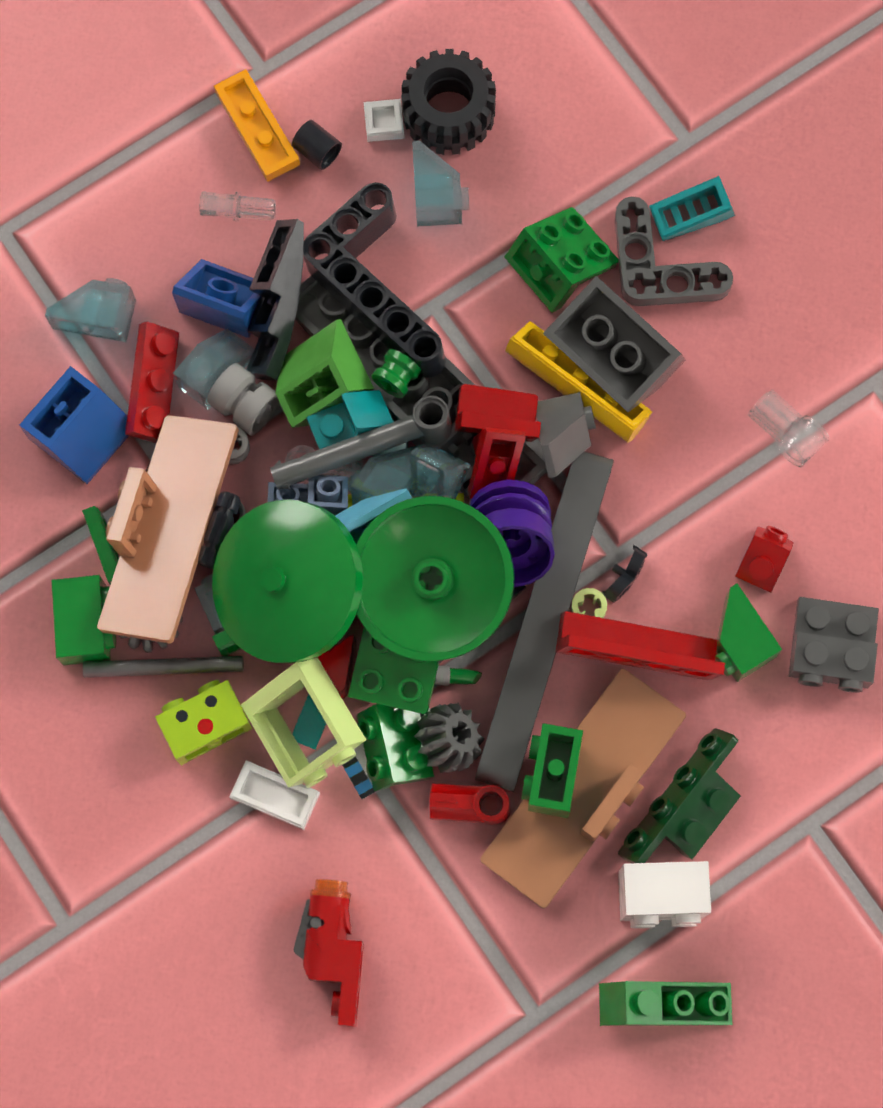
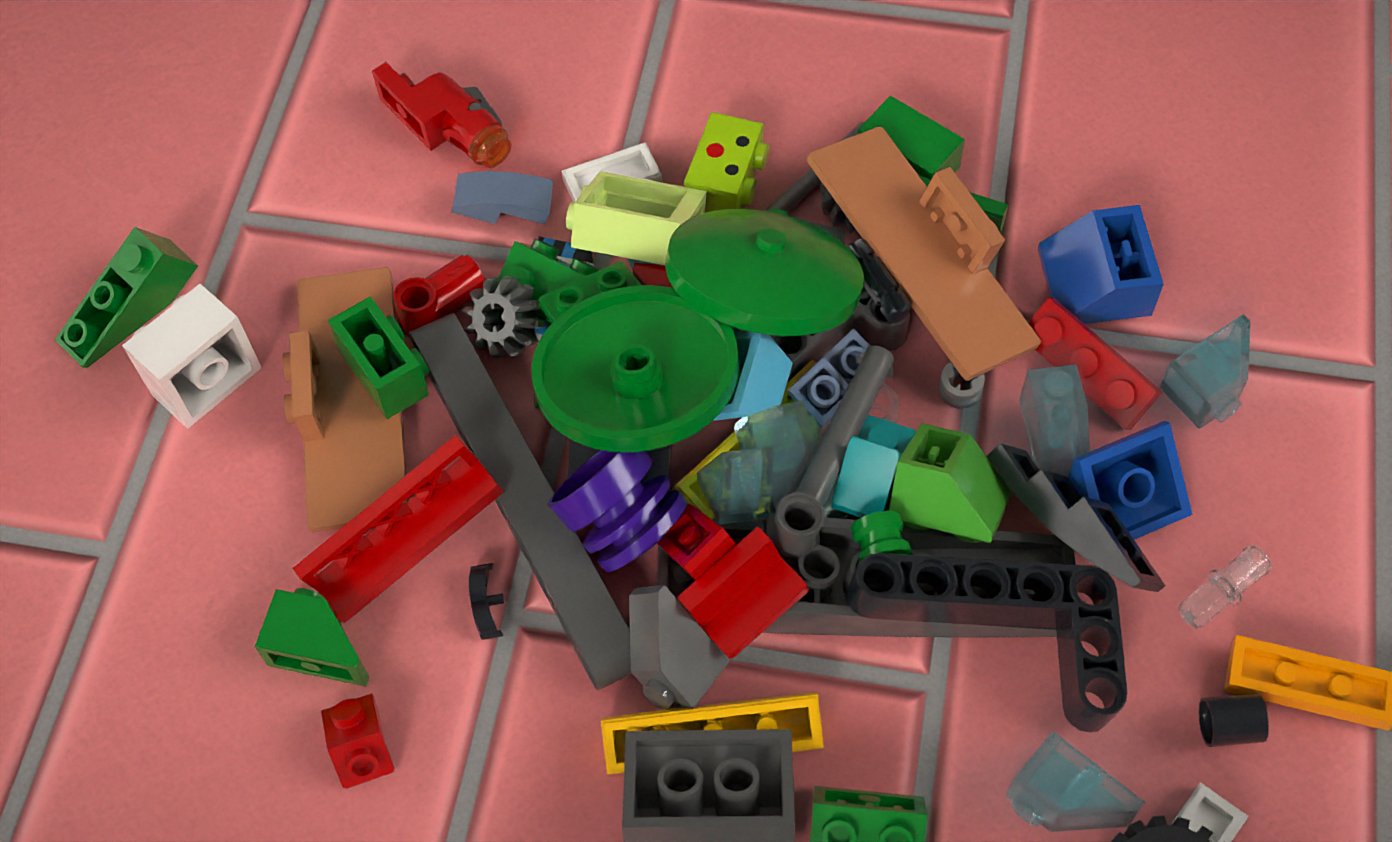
camera: 135 degrees right, 15 degrees down
(240, 396) = (1012, 415): light grey wheel -> none
(360, 842) = (488, 193): none -> sand blue slope
(594, 594) = (491, 525): yellowish green bush -> none
(689, 806) = (239, 458): dark green bracket -> none
(834, 644) = (212, 719): dark grey plate -> none

